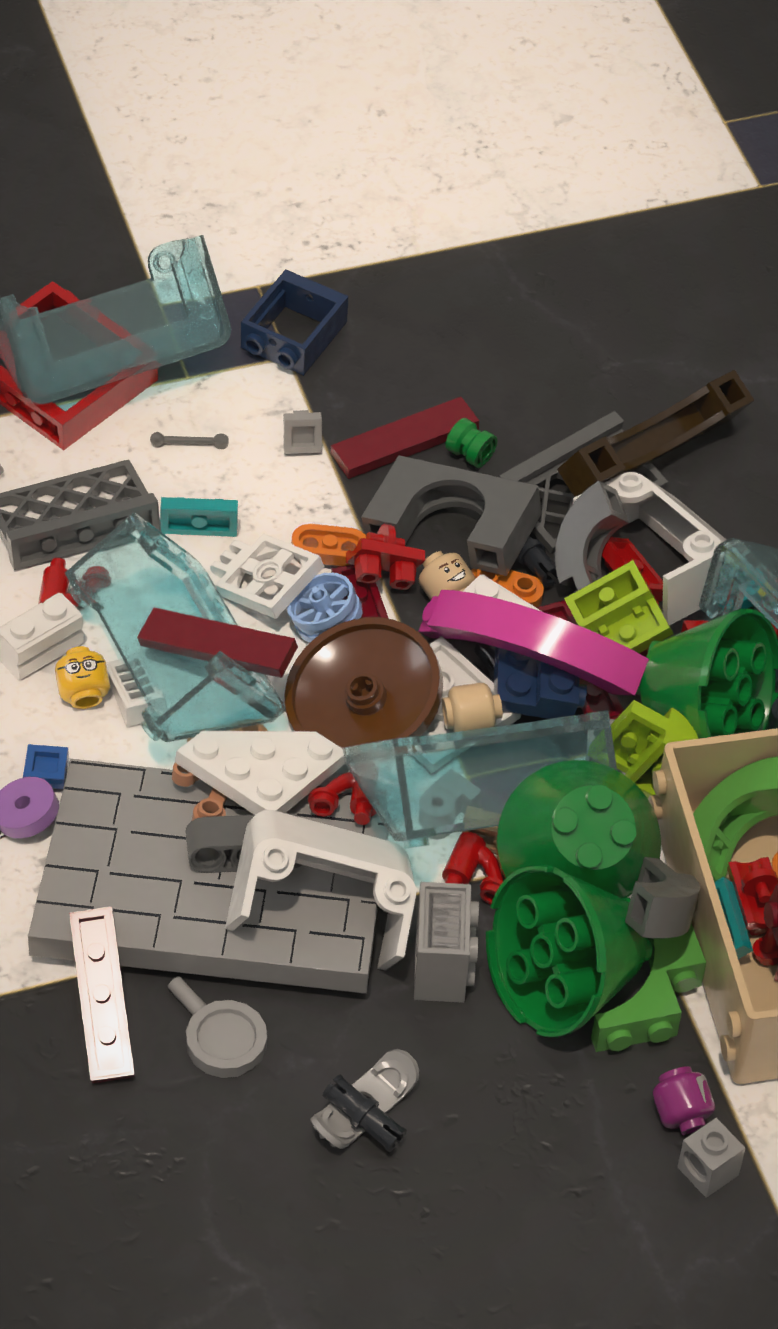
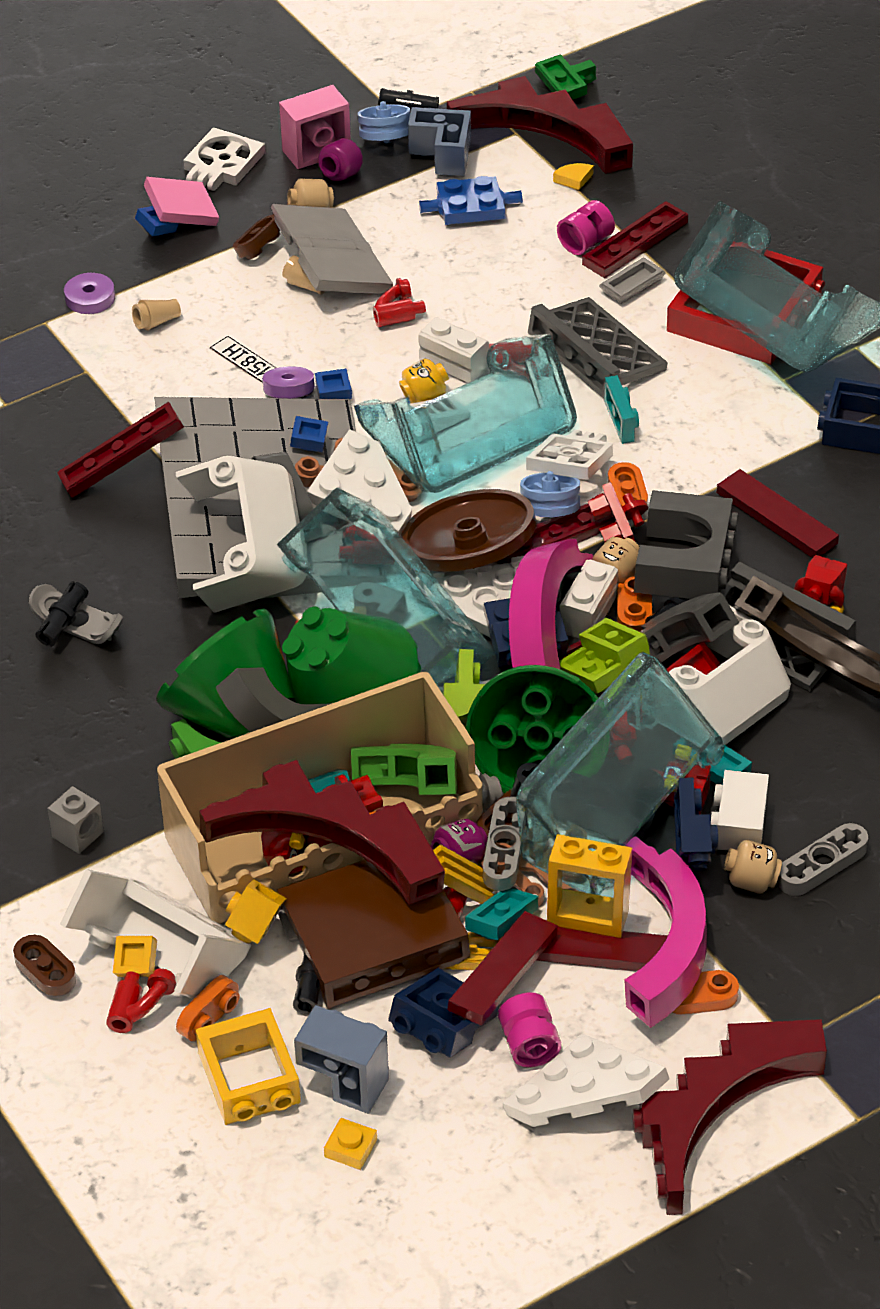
camera: 80 degrees right, 5 degrees down
(146, 800) = (309, 434): none -> blue plate
(204, 638) = (466, 428): dark red tile -> none
(220, 440) = (718, 410): dark grey hinge -> none
(223, 1035) = (122, 533): light grey piece -> none
(302, 432) = (743, 446): light grey tile -> none
(445, 942) = (221, 602): light grey piece -> none
(471, 707) = (464, 587): tan head -> none
(472, 443) = (784, 549): green wheel -> none
(536, 425) = (824, 582): none -> red piece
(683, 1100) = (128, 796): magenta head -> none

